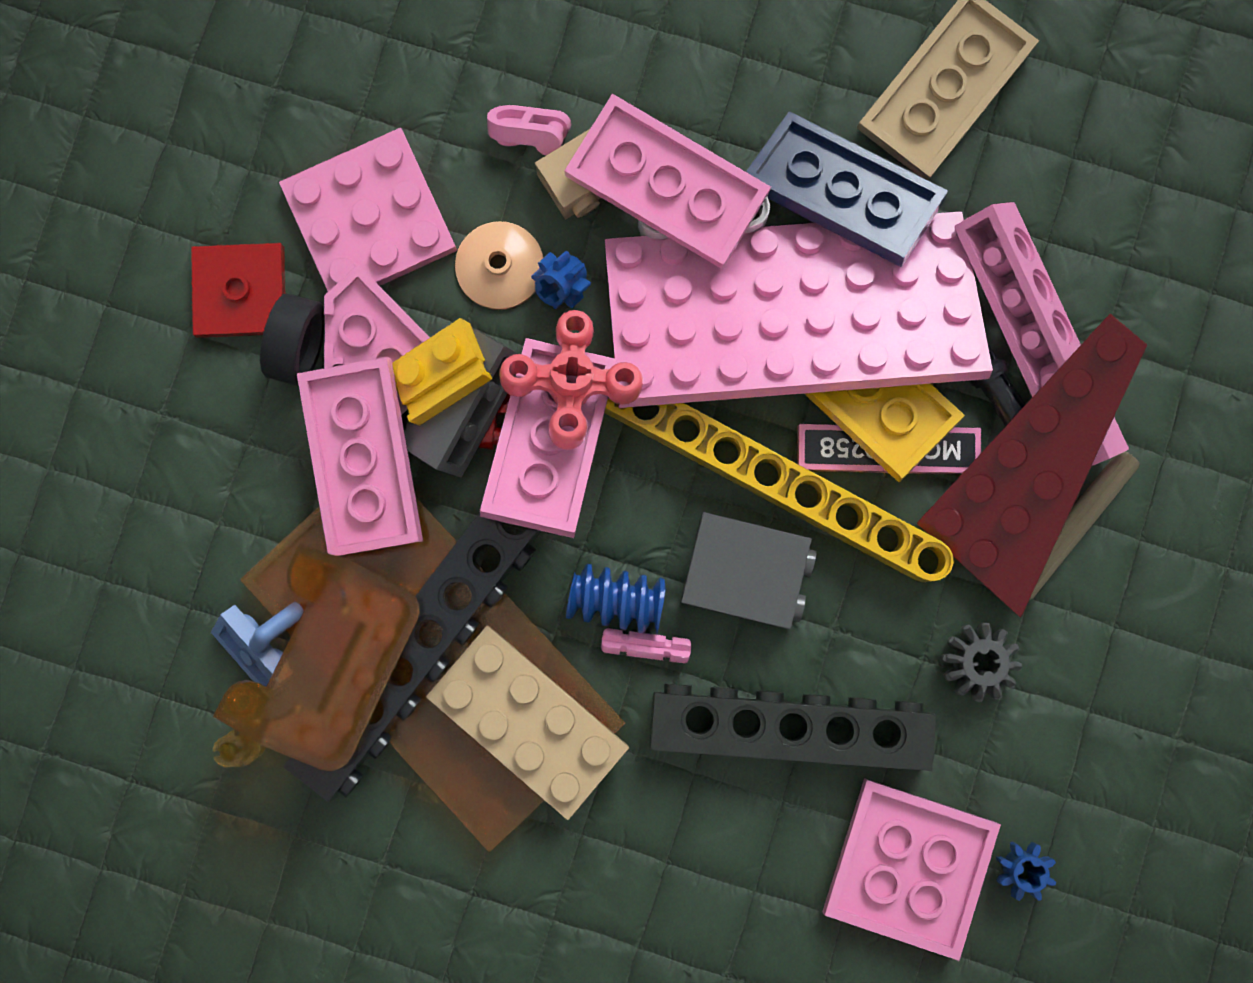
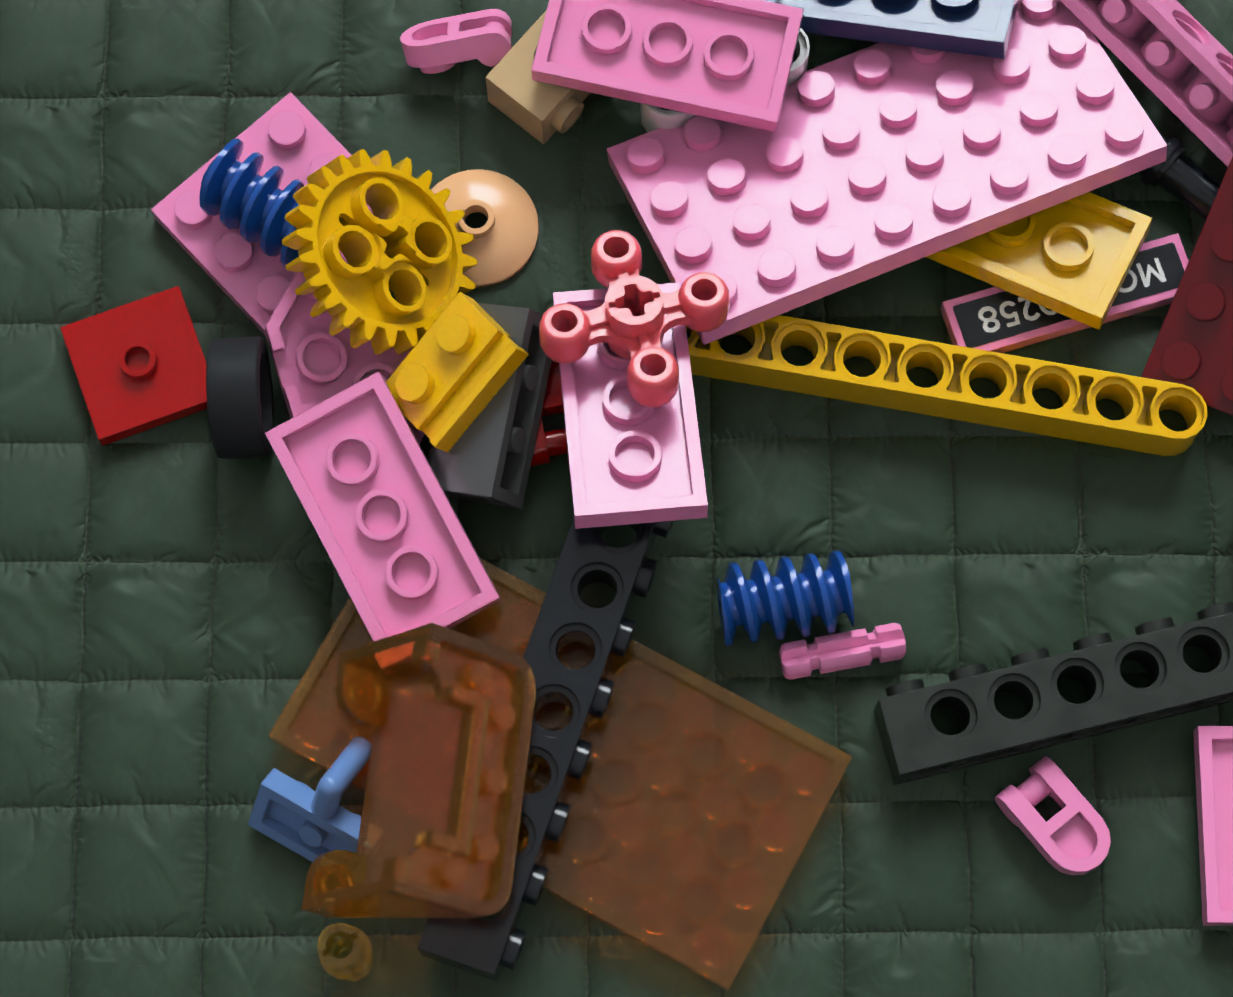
camera: 20 degrees left, 10 degrees down
(348, 211) = (250, 200): none -> blue piece
(444, 242) = (377, 249): none -> yellow gear
(527, 722) = (722, 794): tan plate -> none
(560, 280) = (567, 216): blue gear -> none
(748, 571) = (943, 509): dark grey brick -> none
(757, 824) = (1073, 838): none -> bright pink plate

